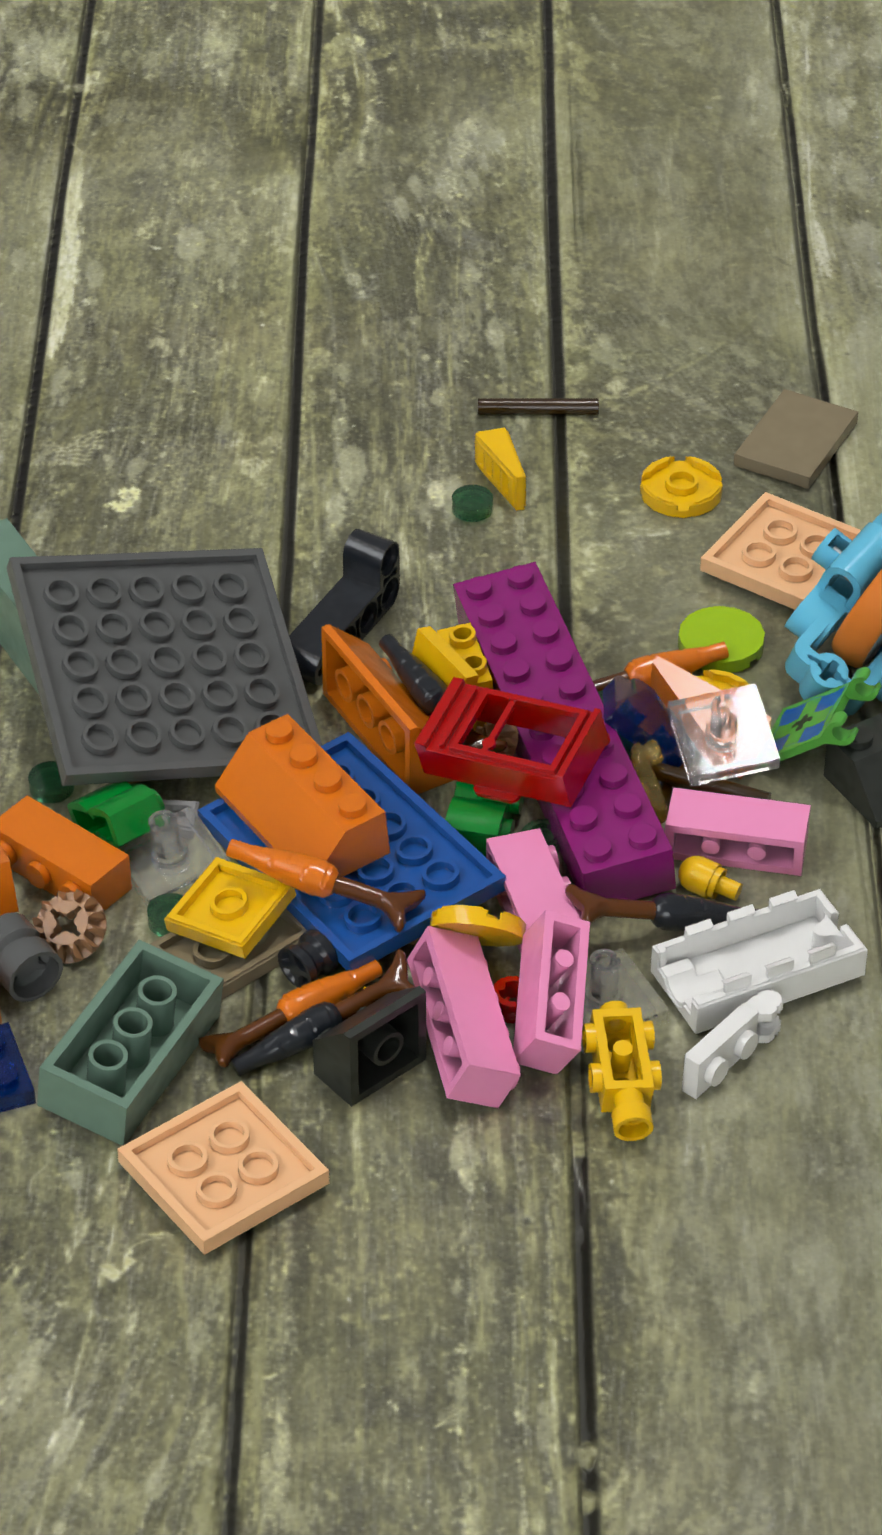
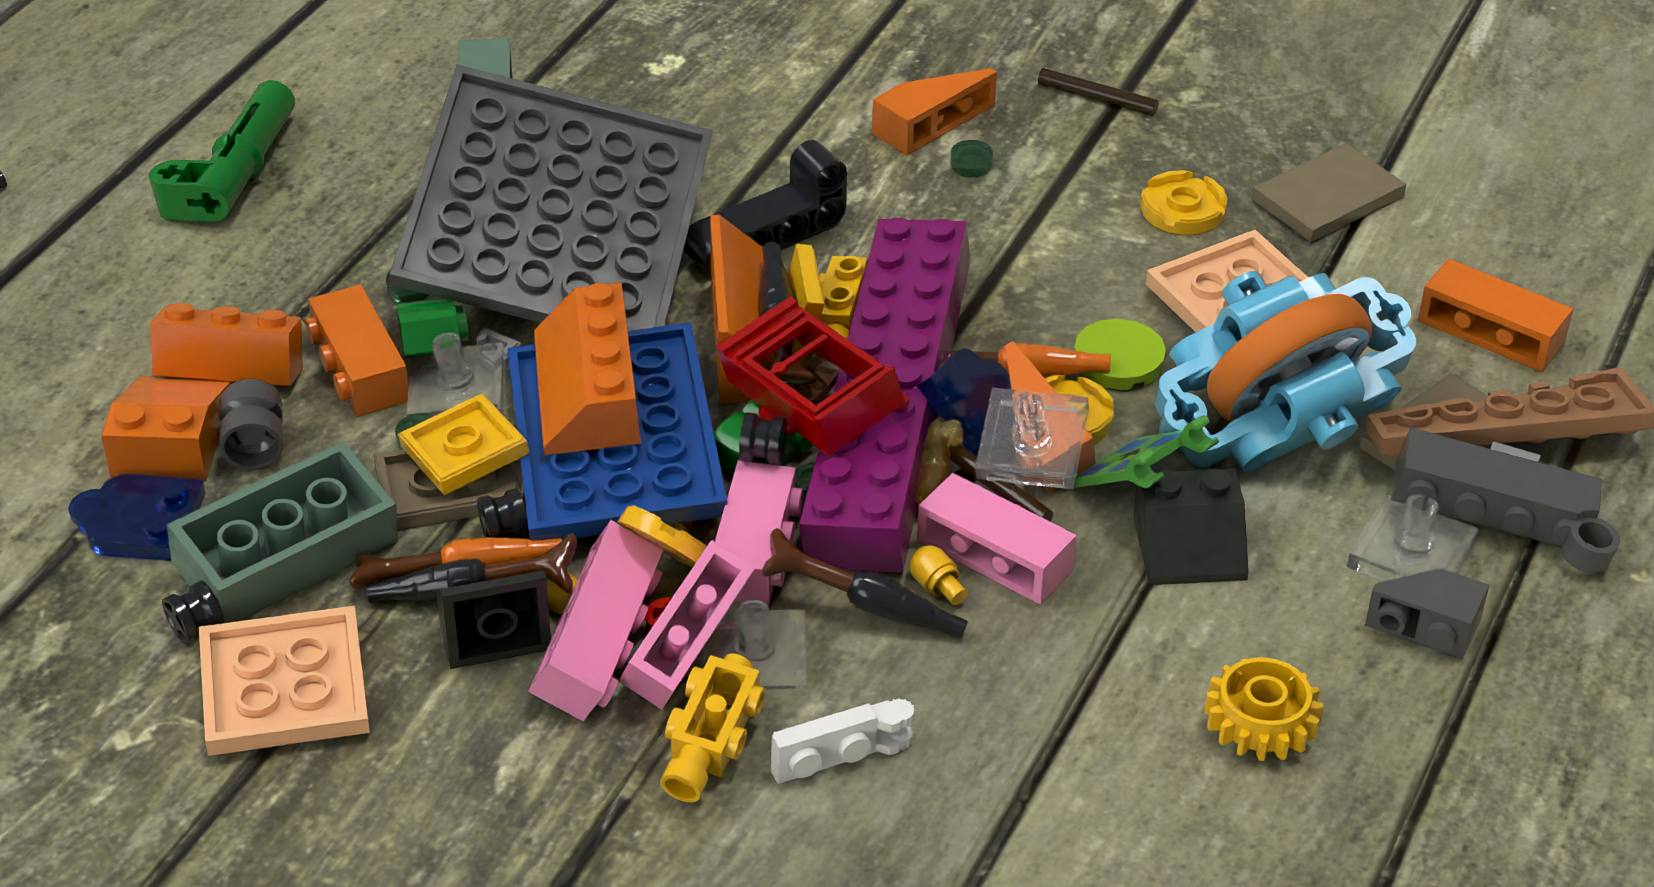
camera: 25 degrees right, 0 degrees up
(90, 924) = (333, 414): medium nougat gear -> none
(98, 1138) = (192, 611): none -> black wheel
(323, 879) = (549, 444): orange piece -> none
(406, 468) = (931, 107): none -> orange slope
(500, 464) = (1019, 130): yellow slope -> none
(503, 811) = (763, 438): none -> black wheel
(779, 947) = (944, 666): white piece -> none

